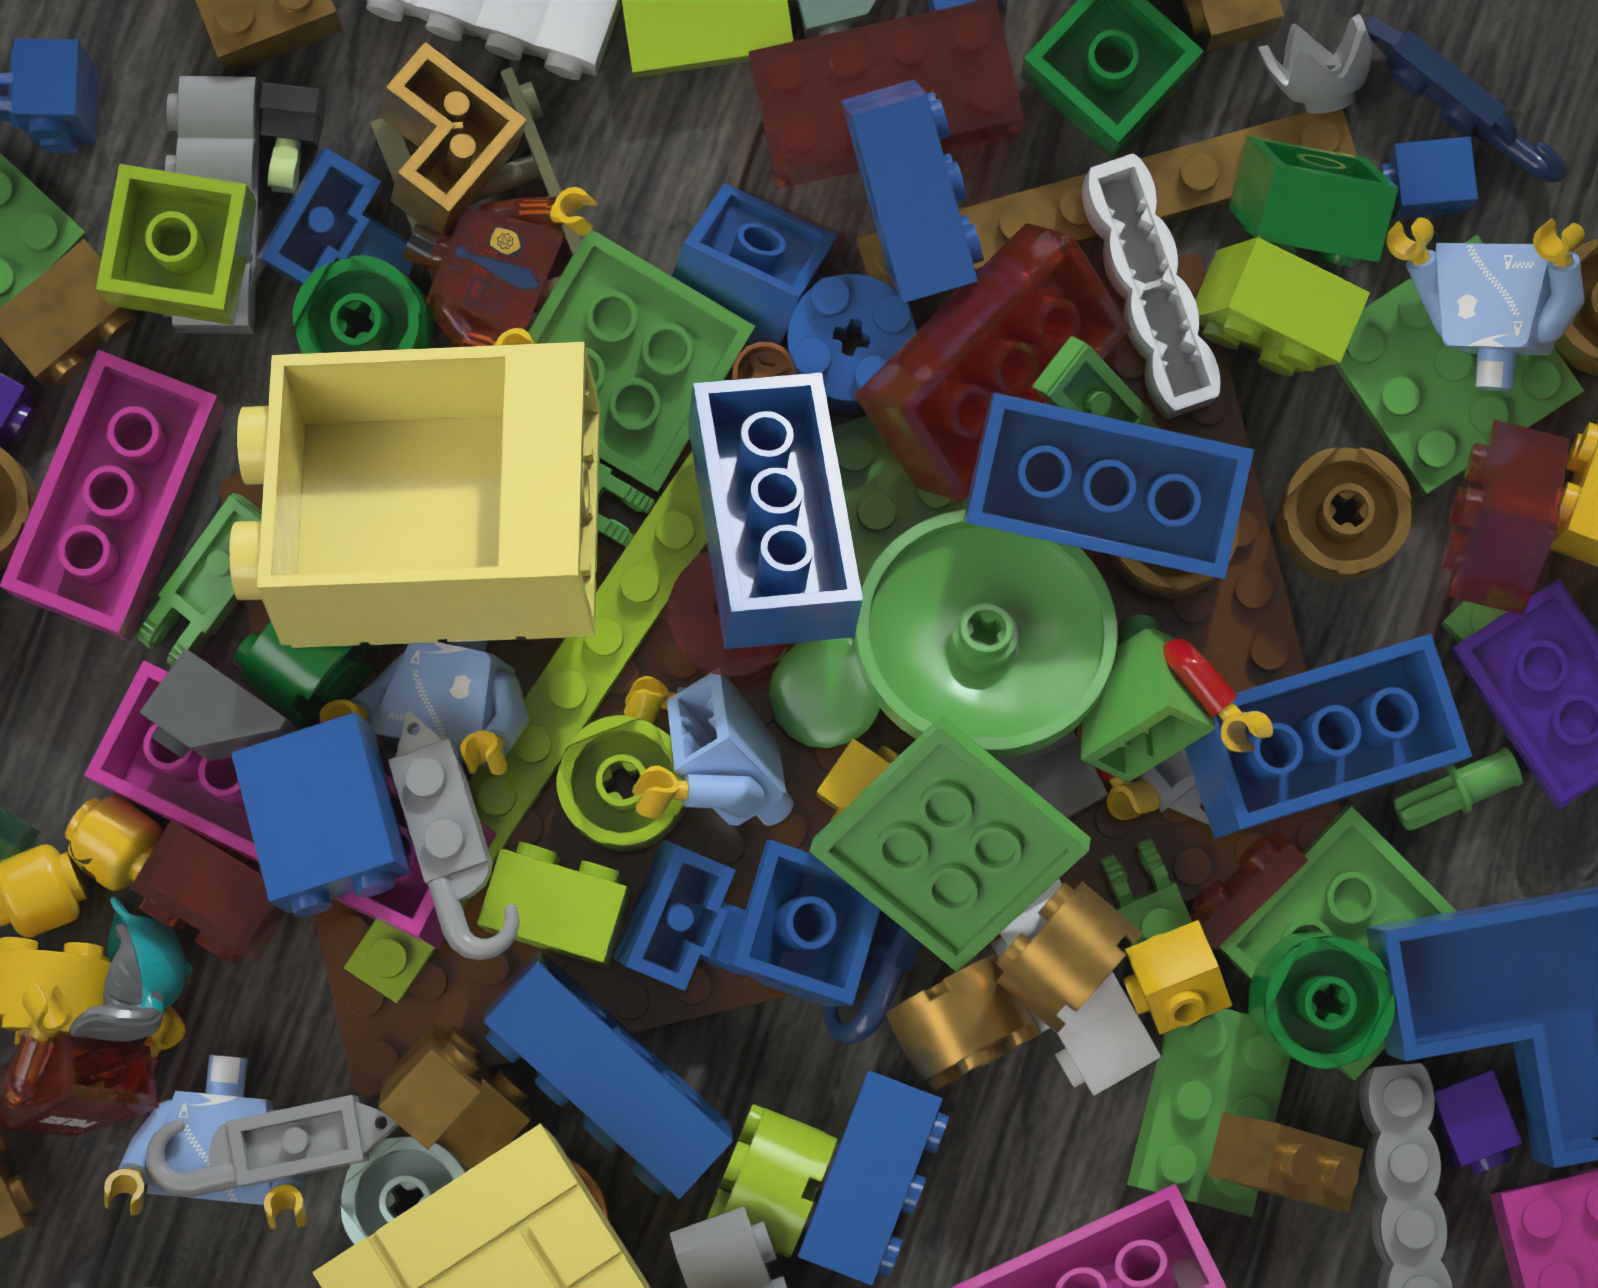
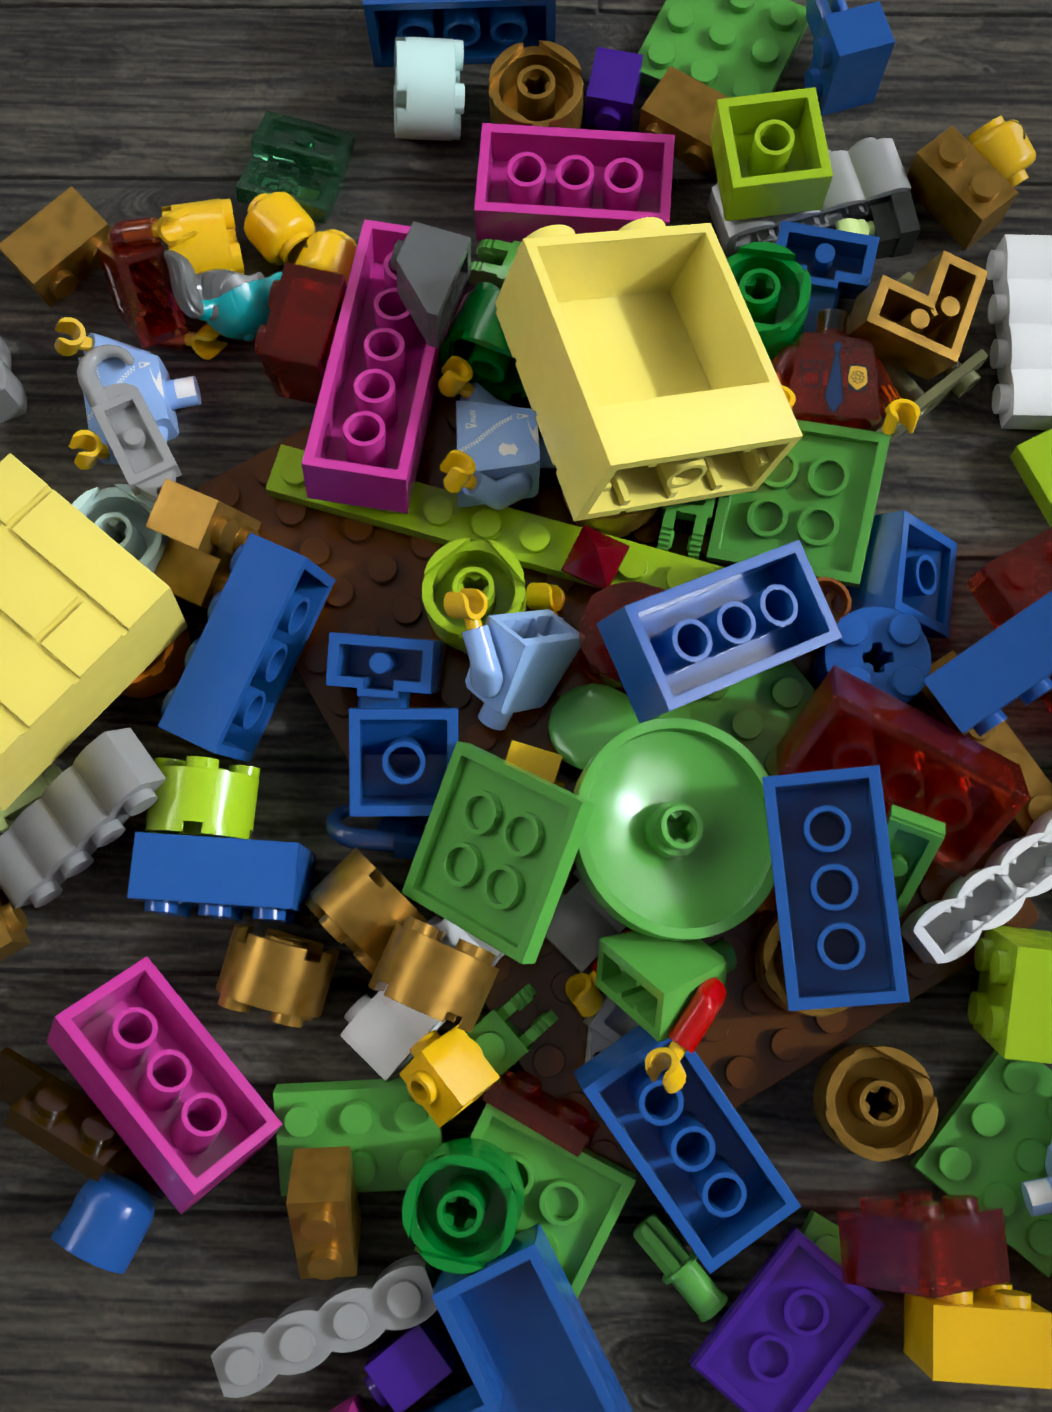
camera: 75 degrees right, 5 degrees down
(321, 815) = (373, 366): blue brick -> none
(446, 835) = (384, 459): light grey plate -> none
(557, 906) = (363, 569): lime brick -> none
(624, 625) = (595, 558): none -> dark red slope
(1003, 1148) = (276, 975): none -> pearl gold brick

